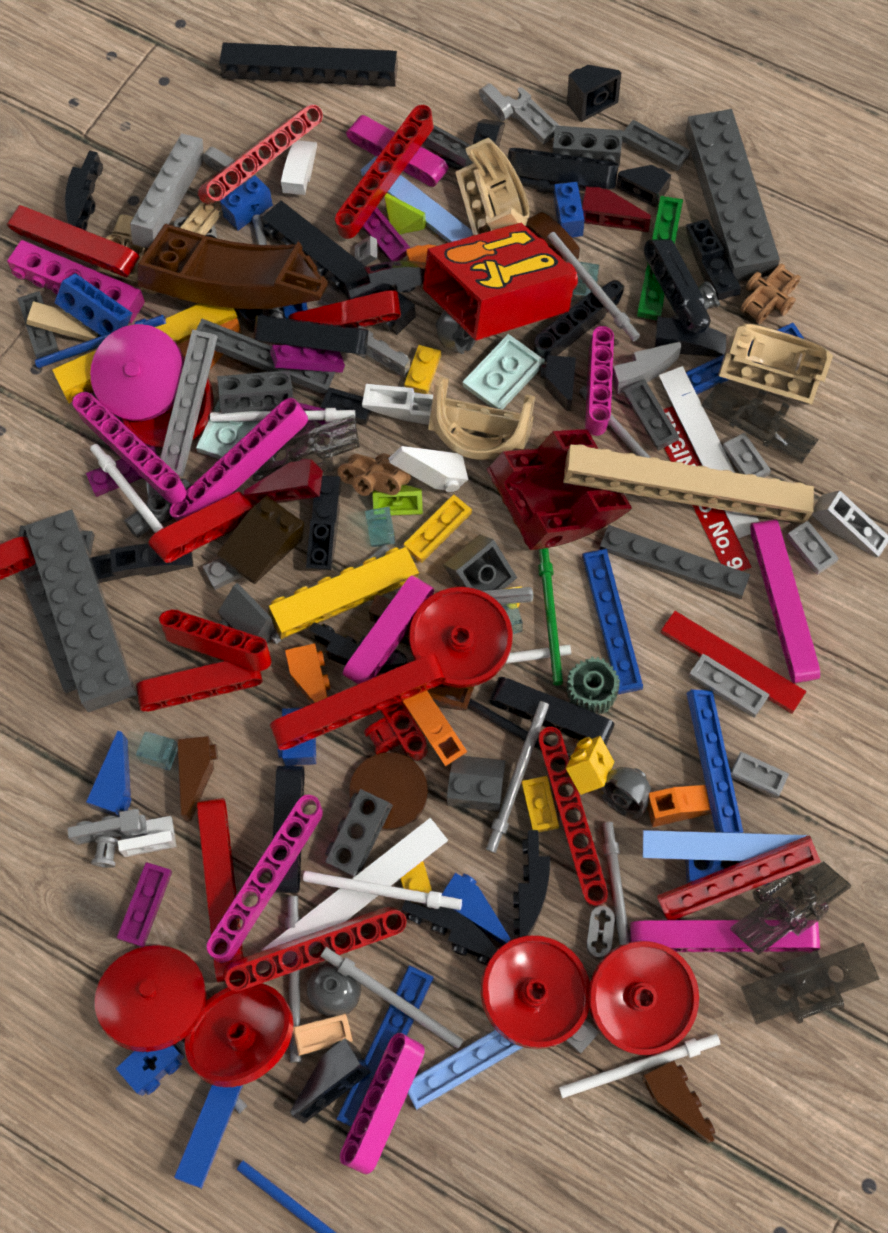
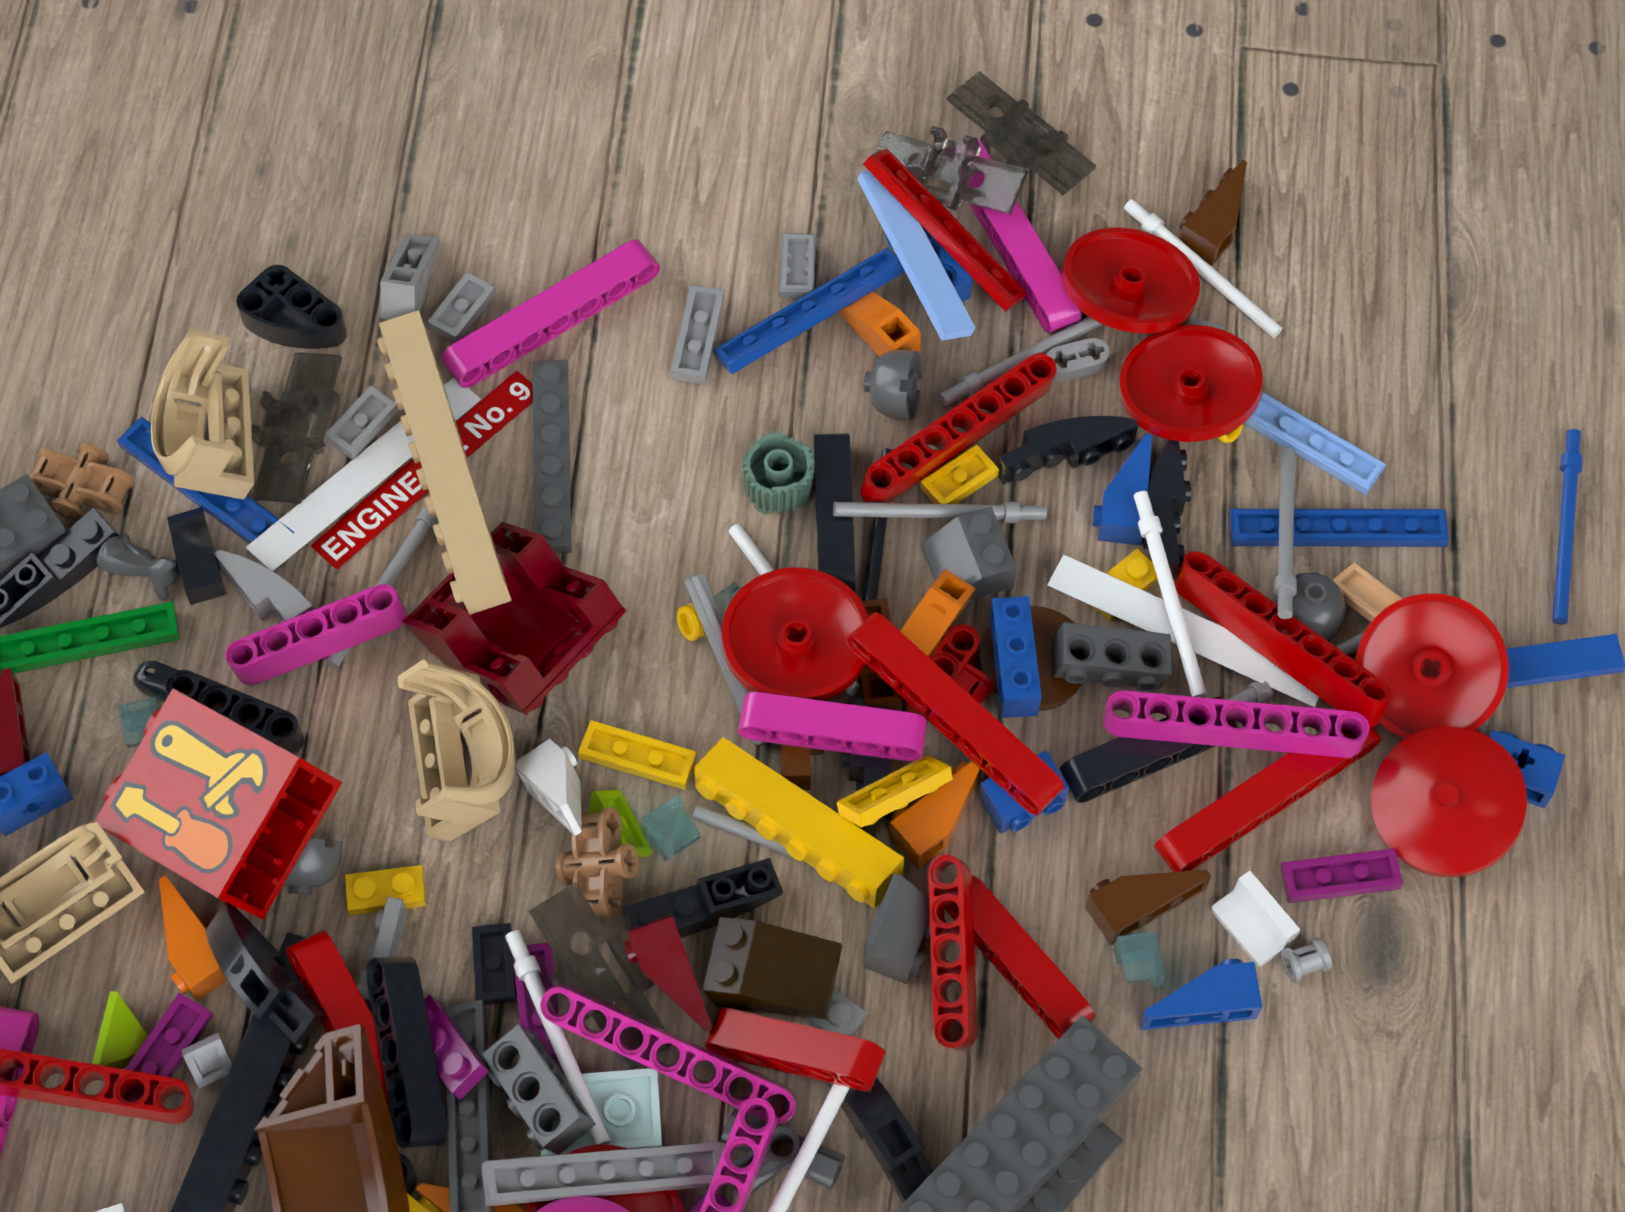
camera: 120 degrees left, 5 degrees down
(128, 824) = (1256, 940): light grey plate -> none
(327, 647) = (894, 791): none -> yellow plate
(332, 1077) = (1403, 556): black slope -> none
(382, 1104) = (1417, 503): dark pink beam -> none
(386, 768) = (1015, 657): none -> blue brick
(398, 403) = (461, 884): white slope -> none
(436, 216) = (81, 1027): light blue tile -> none
(480, 566) = (674, 675): dark grey slope -> none
(503, 373) = (370, 770): light aqua plate -> none
(543, 225) = (83, 793): reddish brown slope -> none
(546, 571) = (638, 597): green bar -> none
(559, 378) = (332, 690): black slope -> none
(590, 764) = (889, 427): yellow brick -> none
(612, 620) = (664, 499): blue tile -> none
(620, 319) = (206, 639): light grey bar -> none
(651, 414) = (341, 558): dark grey plate -> none
(677, 284) = (119, 584): black piece -> none
(701, 641) = (659, 346): red tile -> none
(848, 436) = (280, 317): none -> black beam

